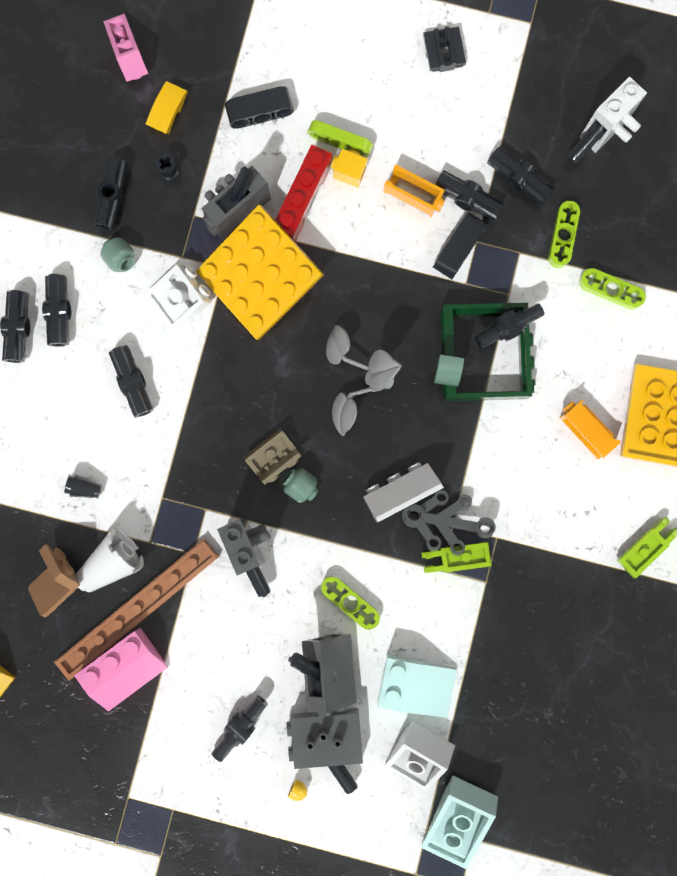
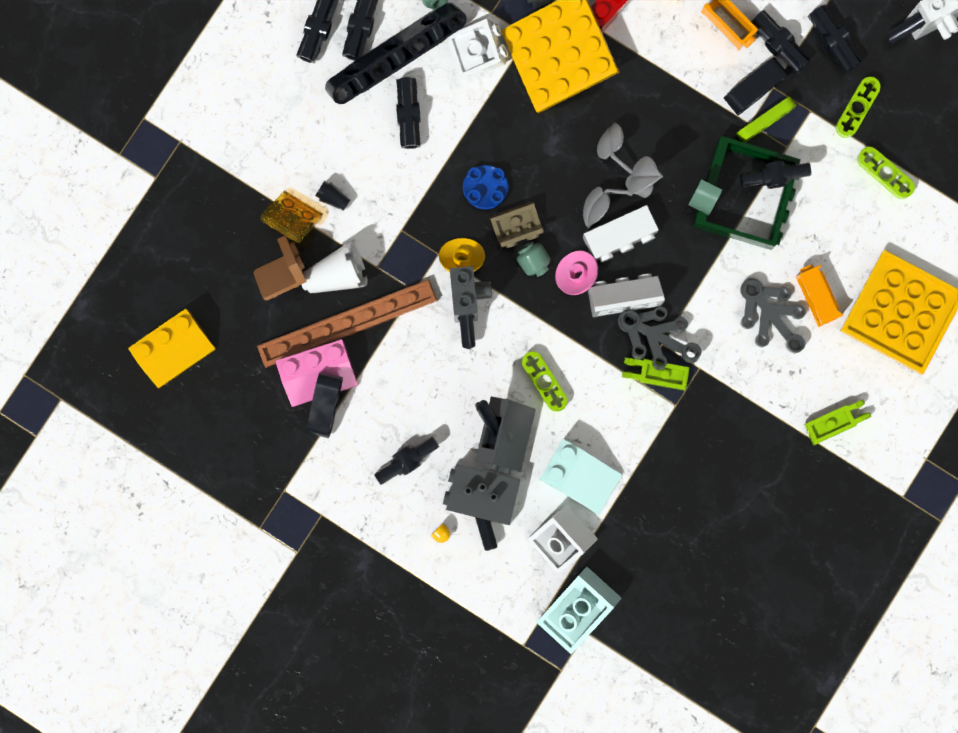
camera: 20 degrees right, 0 degrees up
(46, 523) = (291, 216): none -> clear yellow tile
(99, 327) = (395, 53): none -> black beam
(138, 702) = (324, 404): none -> black beam
(223, 500) = (461, 253): none -> yellow dish
(230, 428) = (485, 186): none -> blue dish
(338, 485) = (569, 270): none -> bright pink dish
(377, 432) = (621, 234): none -> white brick
(481, 275) = (766, 119): none -> lime beam
(547, 462) = (770, 312): none -> dark grey plant

